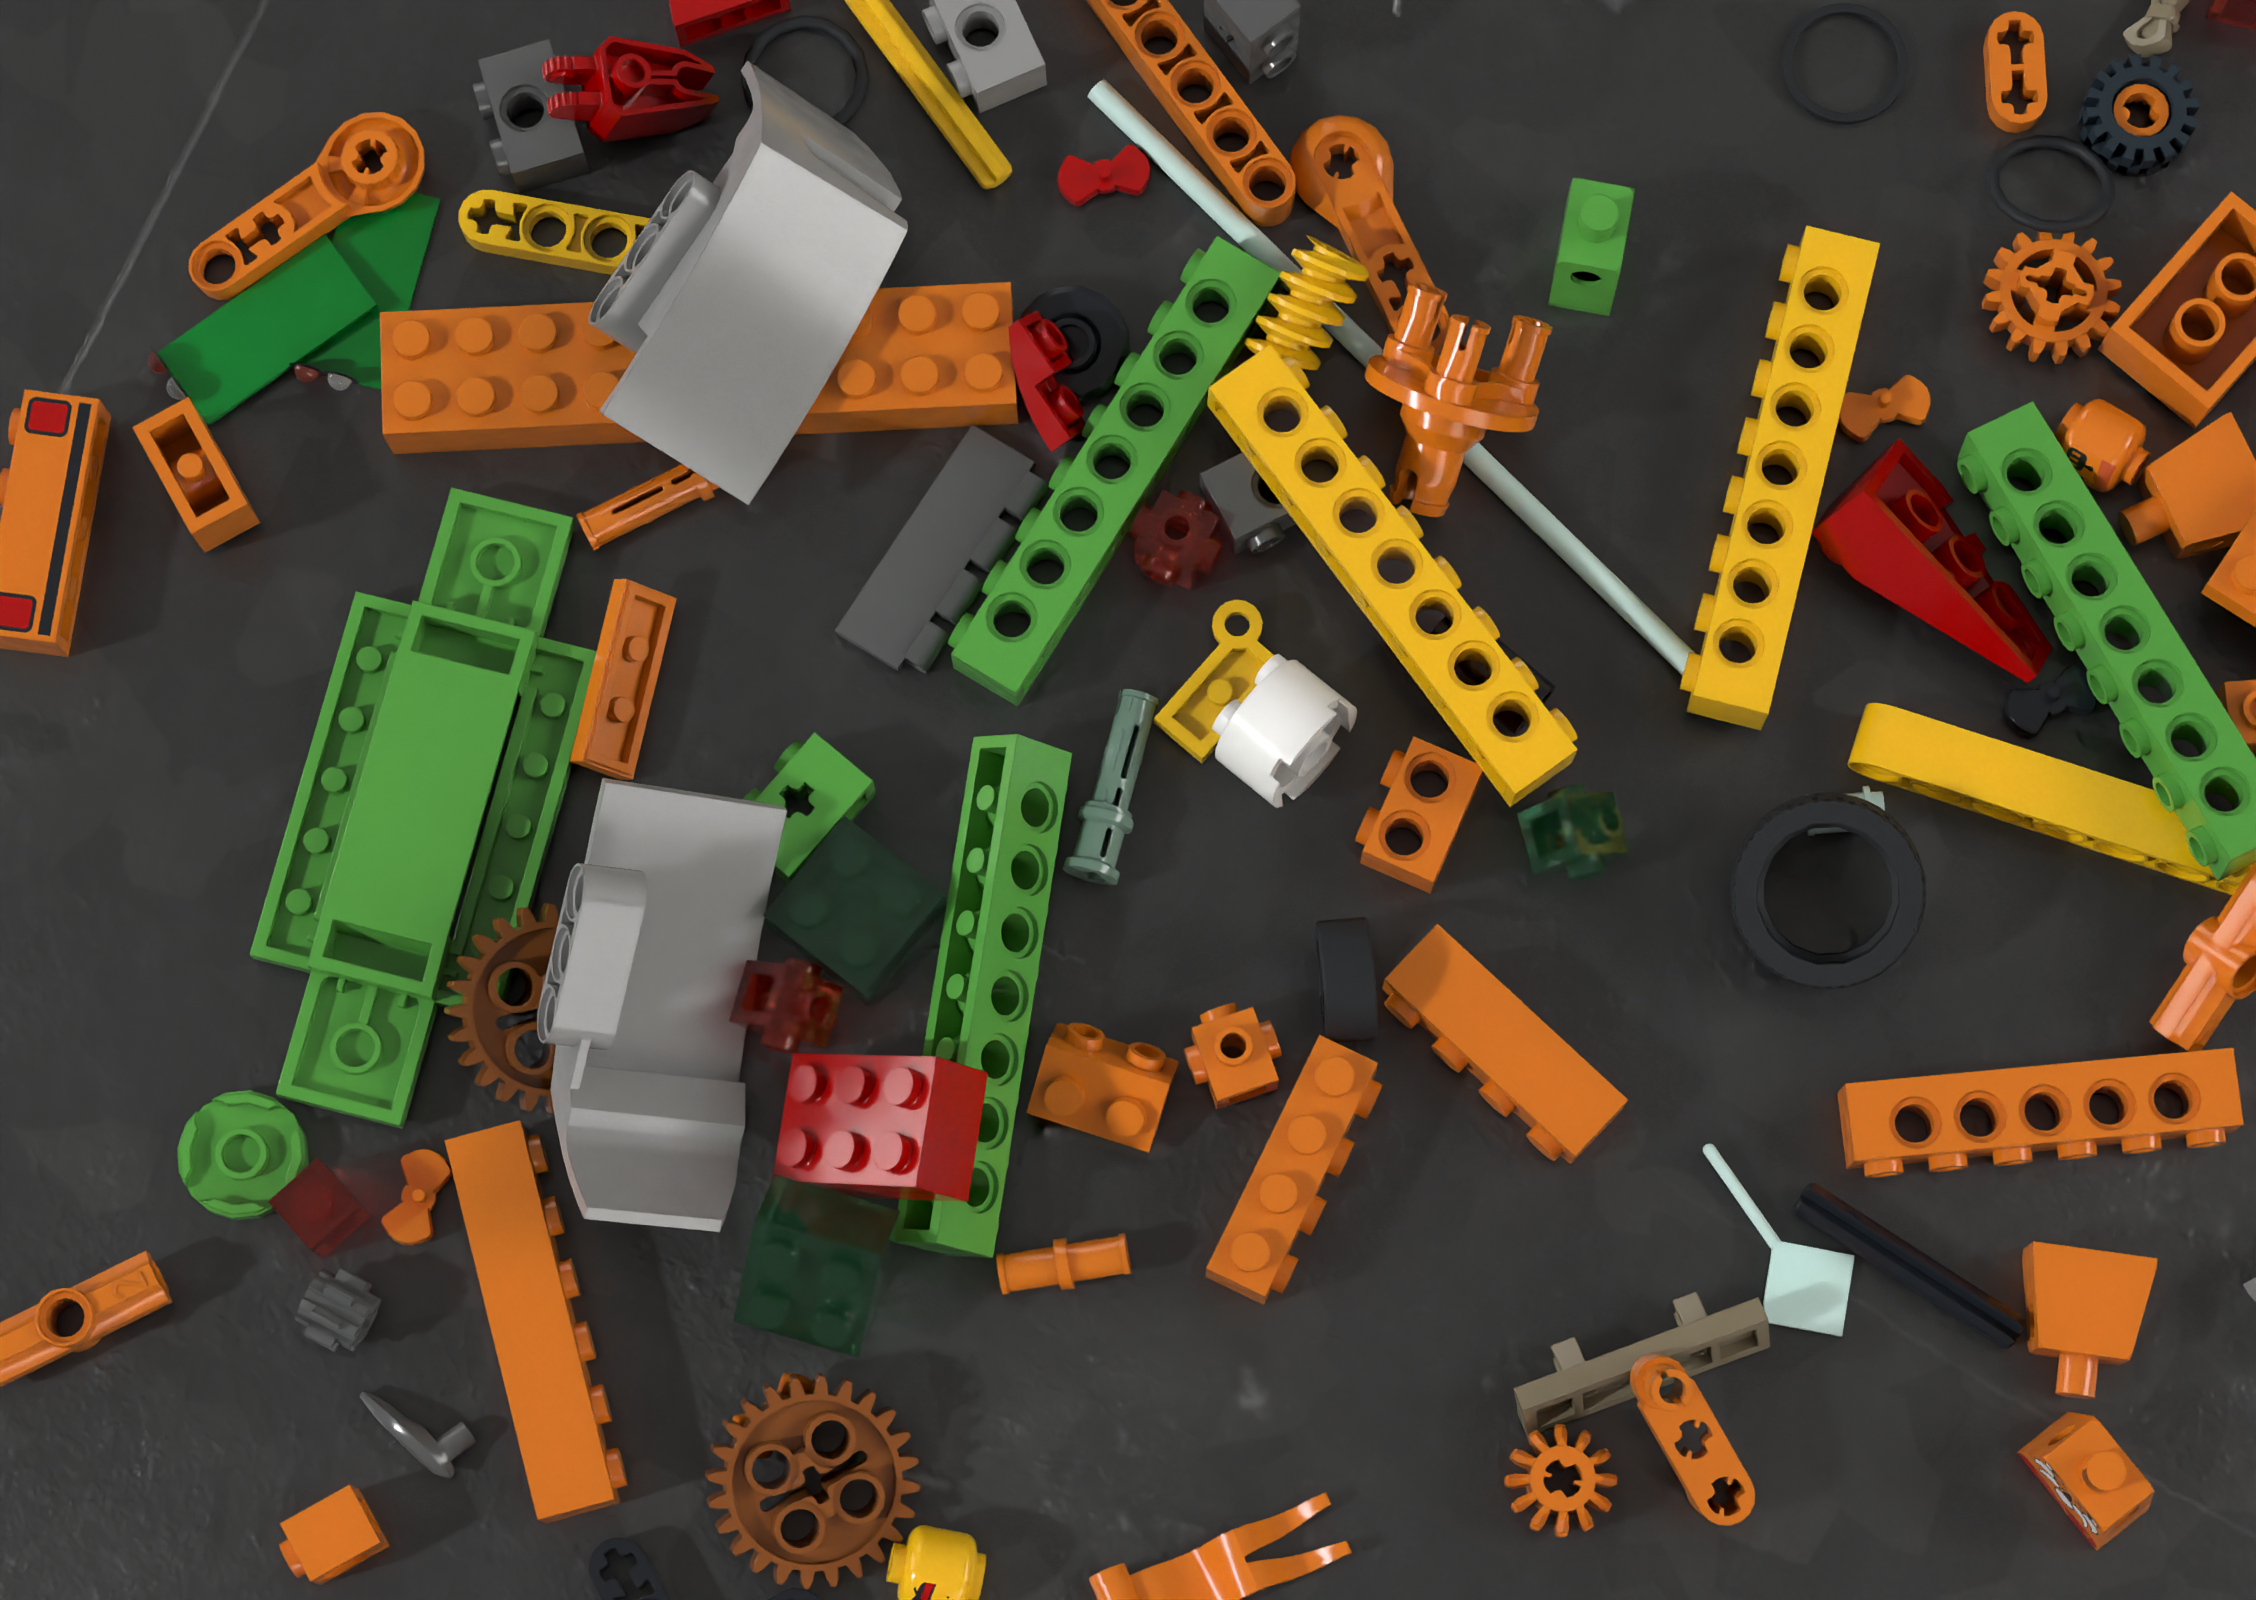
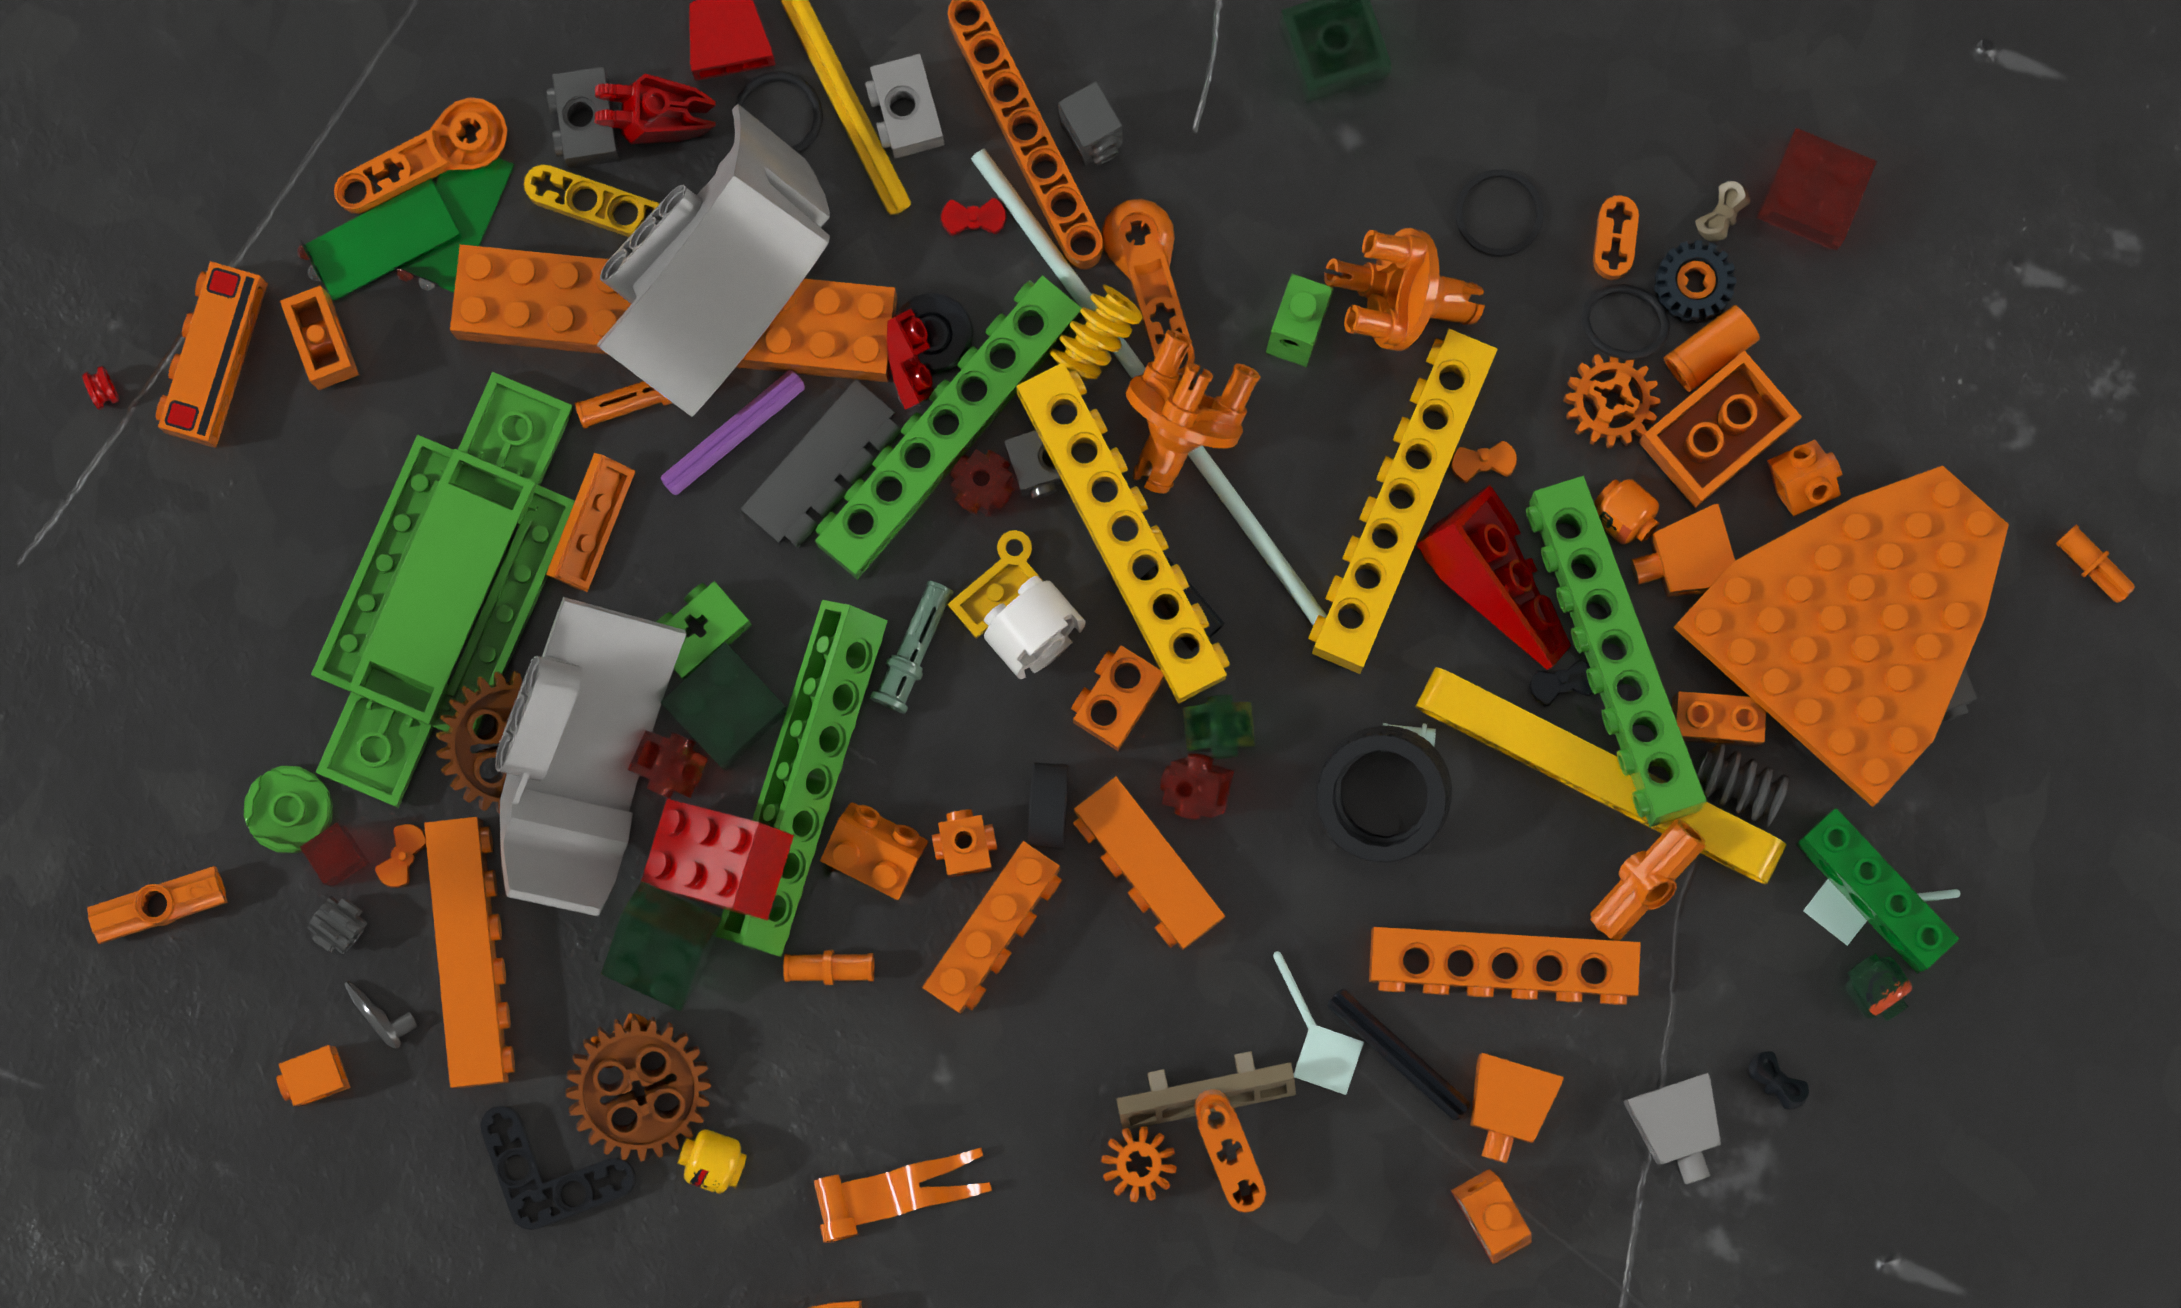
camera: 10 degrees right, 5 degrees up
(807, 524) = (732, 432): none -> medium lavender axle
(1575, 922) = (1196, 786): none -> clear red brick
(1732, 178) = (1402, 289): none -> orange piece
(2179, 202) = (1711, 348): none -> orange pin

